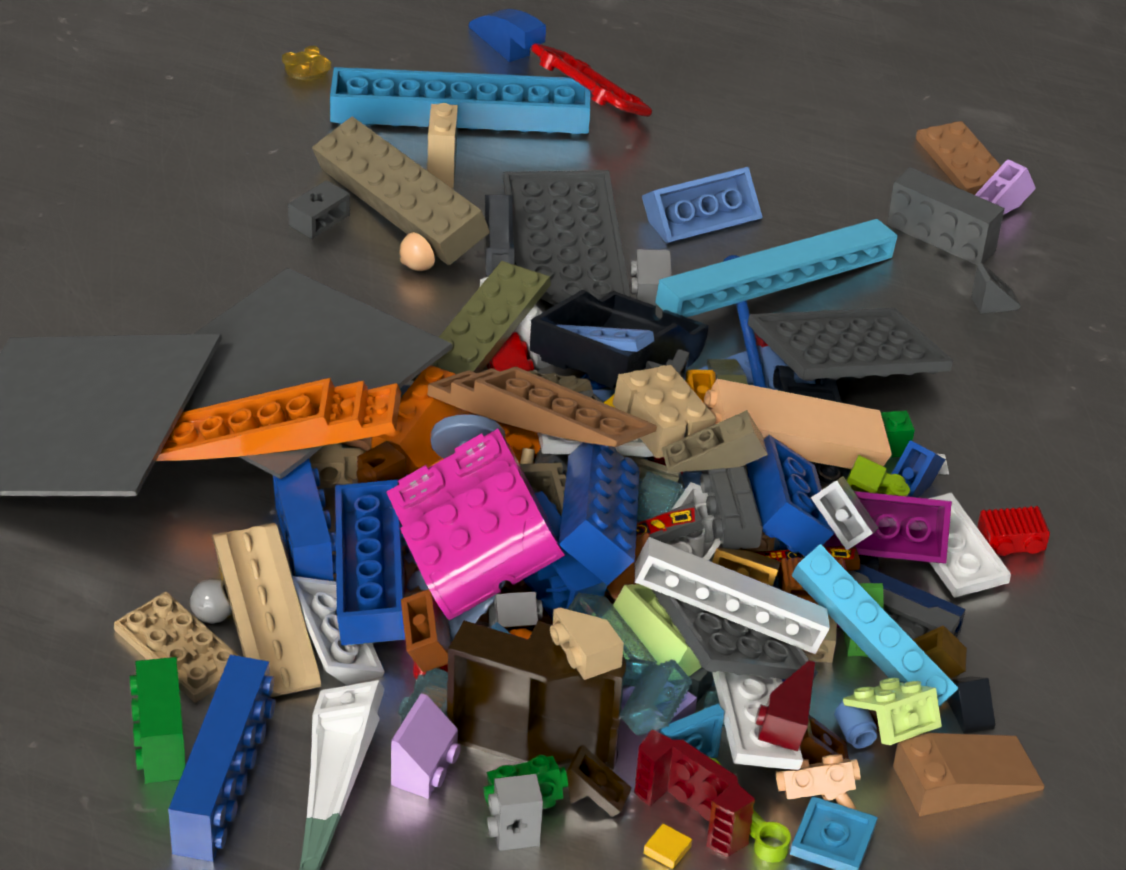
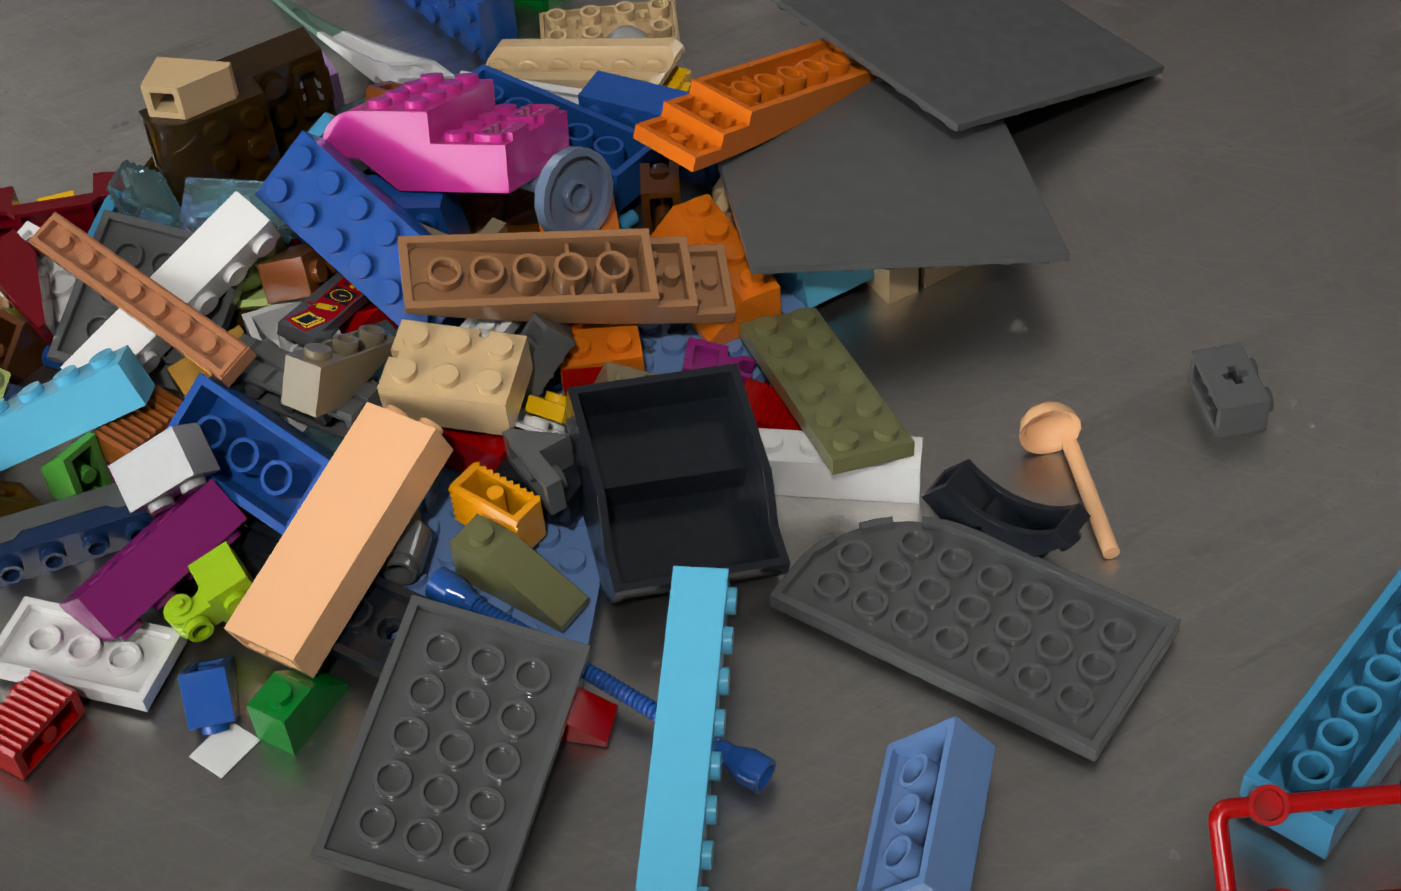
camera: 135 degrees right, 5 degrees up
(401, 189) = (1192, 456): dark tan brick -> none
(442, 142) = (1265, 548): tan brick -> none
(615, 337) = (650, 412): medium blue tile -> none
(648, 270) = (808, 656): light grey brick -> none
(758, 590) = (143, 299): none -> nougat tile

